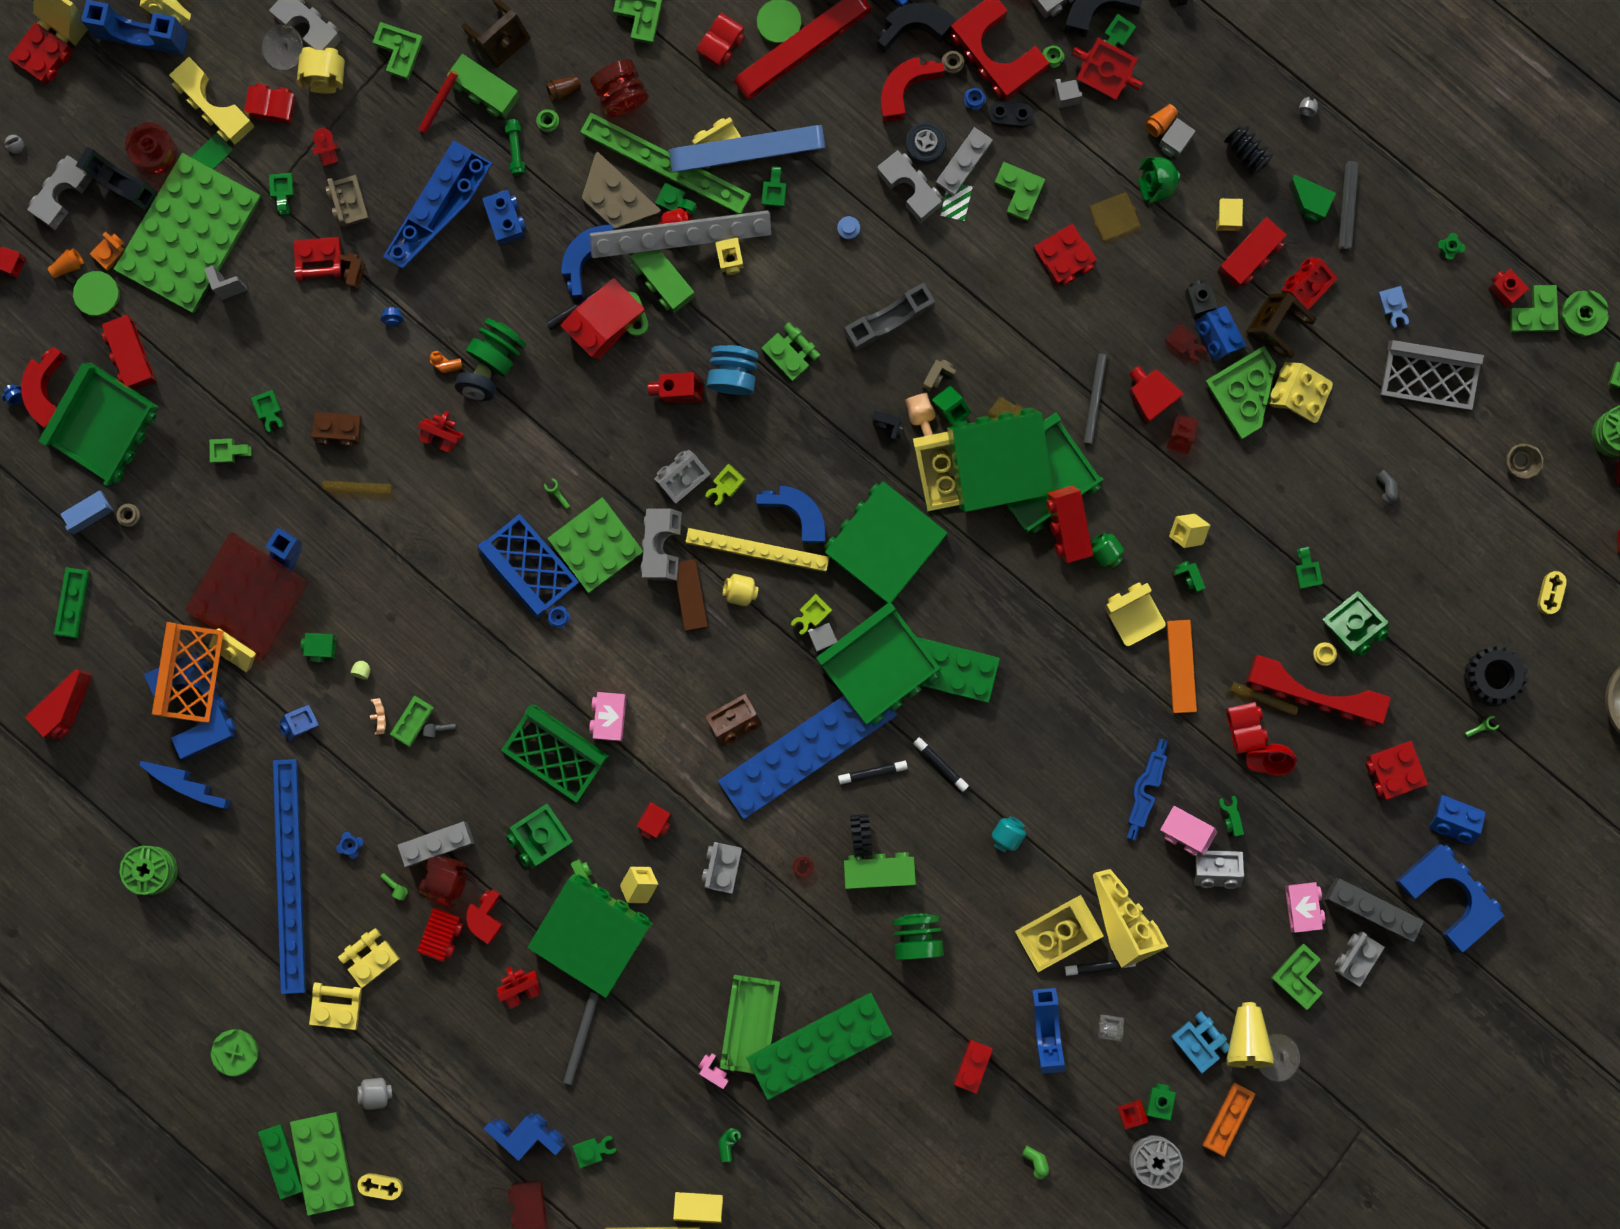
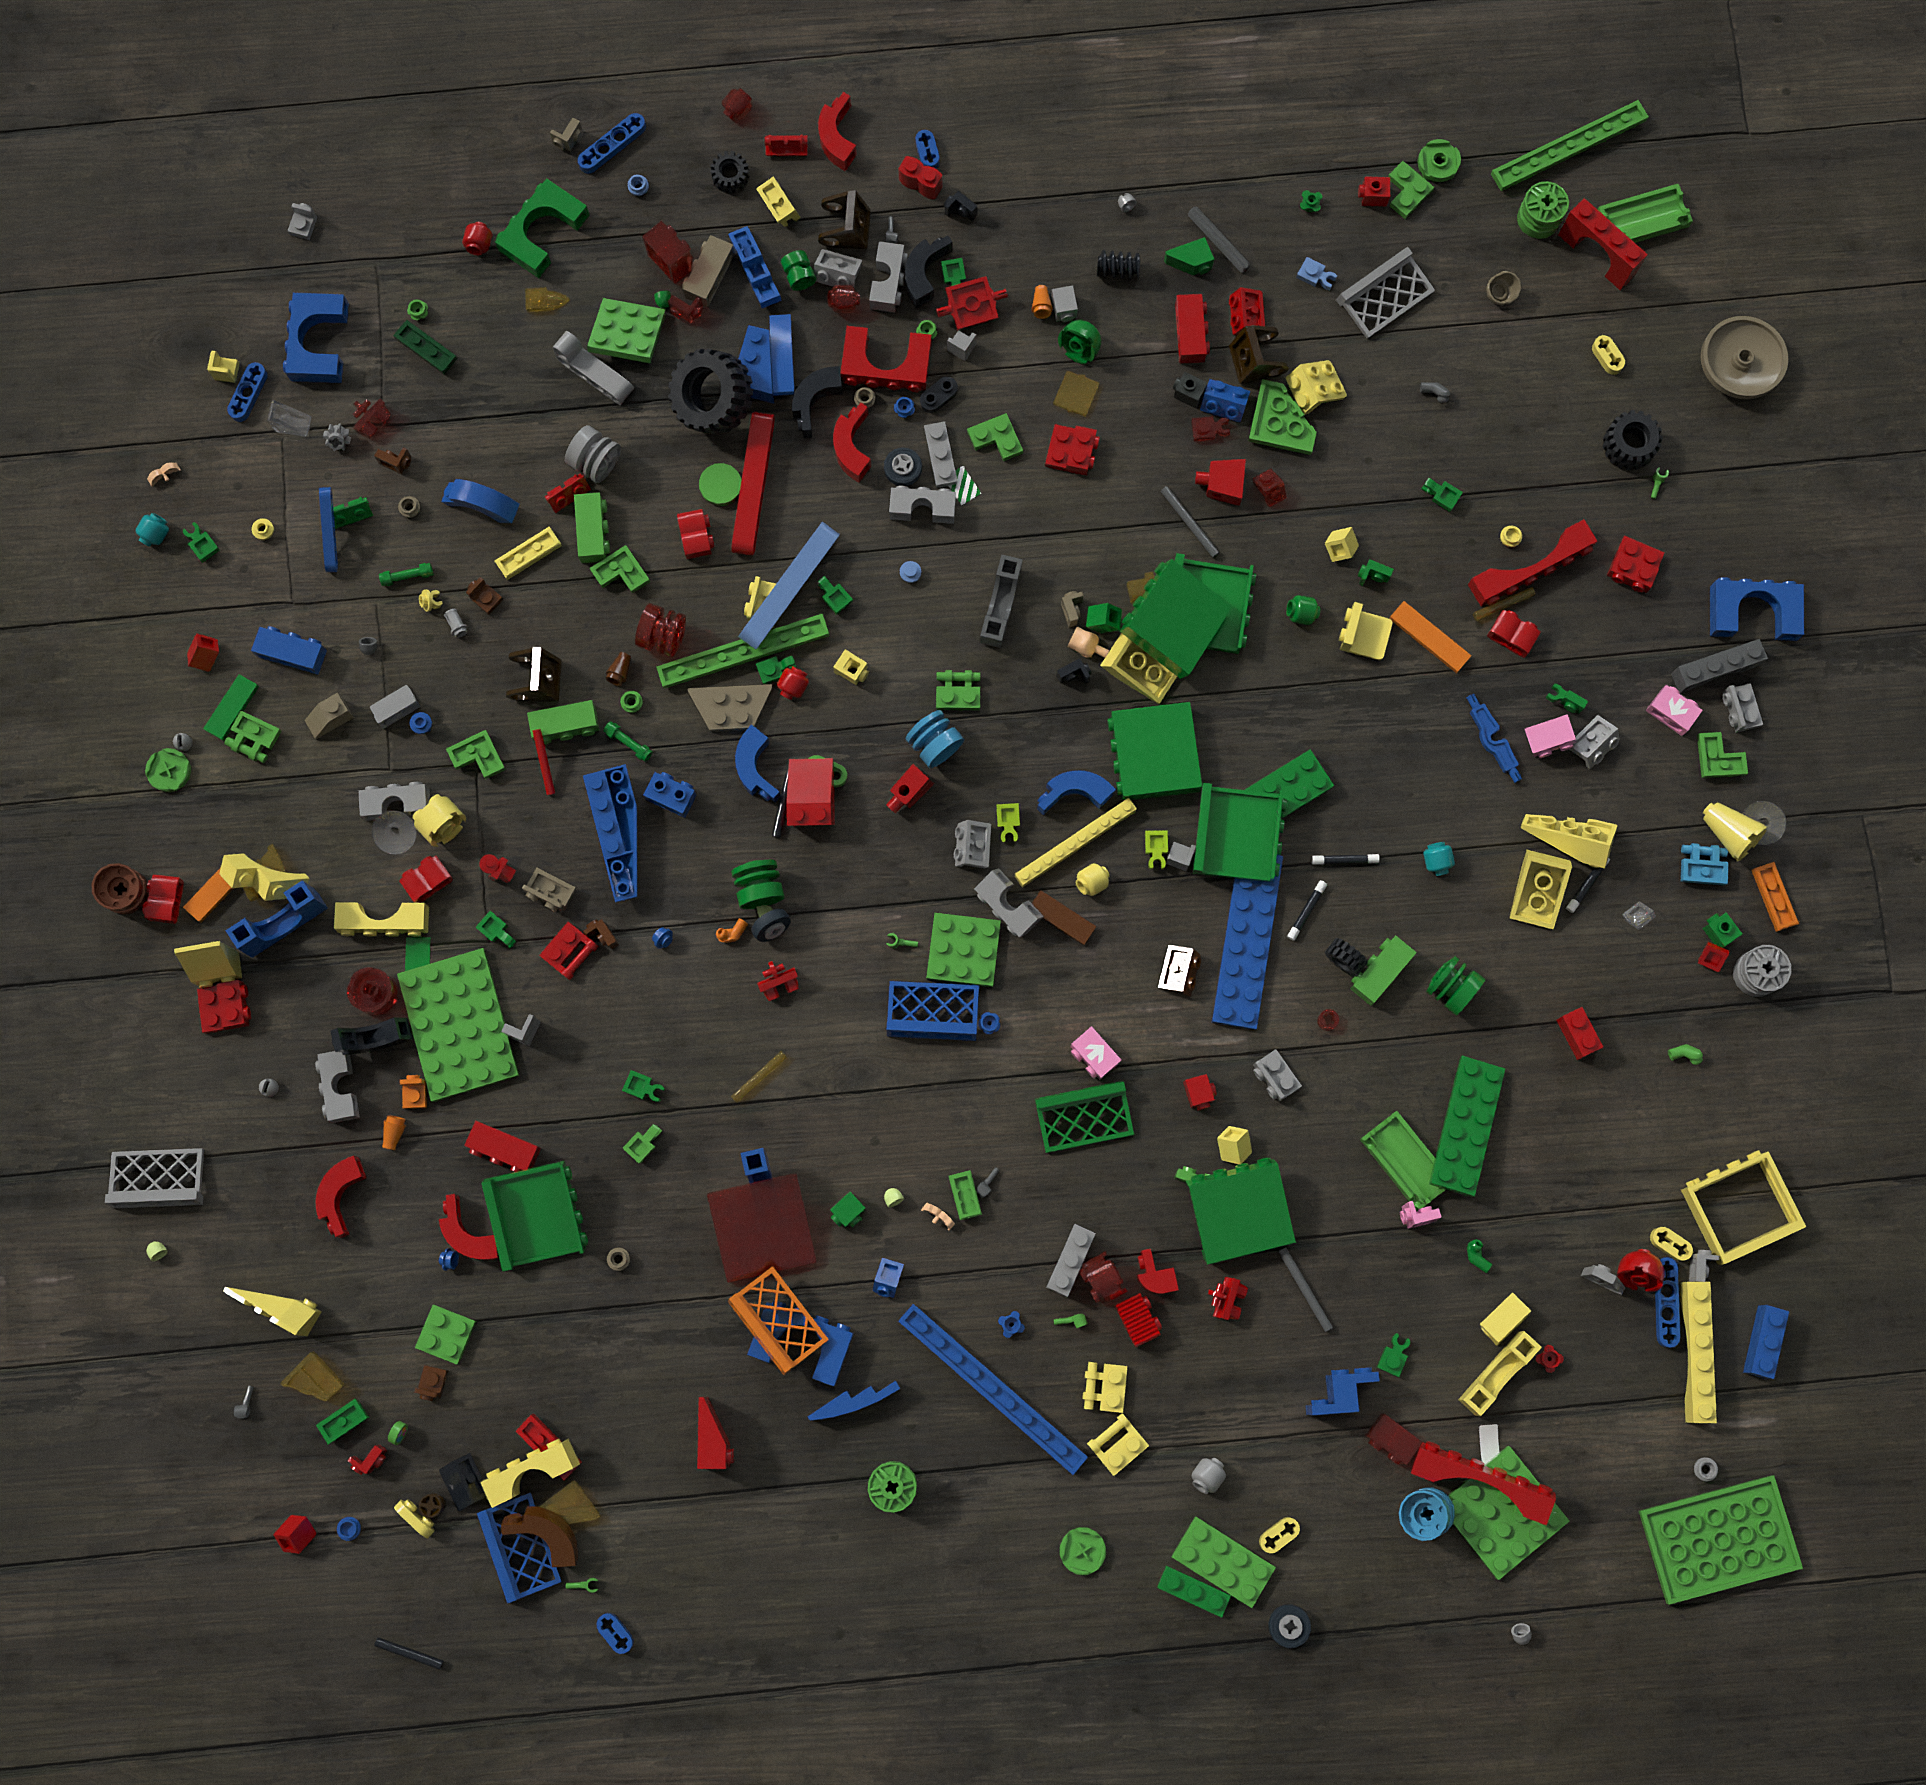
camera: 50 degrees left, 5 degrees down
(72, 603) = (641, 1360): green tile -> none
(86, 512) = (586, 1287): medium blue panel -> none
(96, 293) = (436, 1130): bright green tile -> none
(234, 651) = (792, 1274): light yellow plate -> none
(336, 428) = (703, 1051): reddish brown bracket -> none
(538, 837) = (1134, 1183): green plate -> none
(662, 279) = (820, 727): bright green brick -> none
(679, 234) = (804, 685): light grey plate -> none
(1047, 1030) = (1602, 961): blue arch -> none
(1069, 524) = (1263, 615): red brick -> none
(1230, 215) = (1152, 317): light yellow panel -> none
(1266, 762) = (1553, 636): red cap -> none
(1357, 625) = (1512, 496): green plate -> none
(1457, 820) = (1707, 556): blue bracket -> none

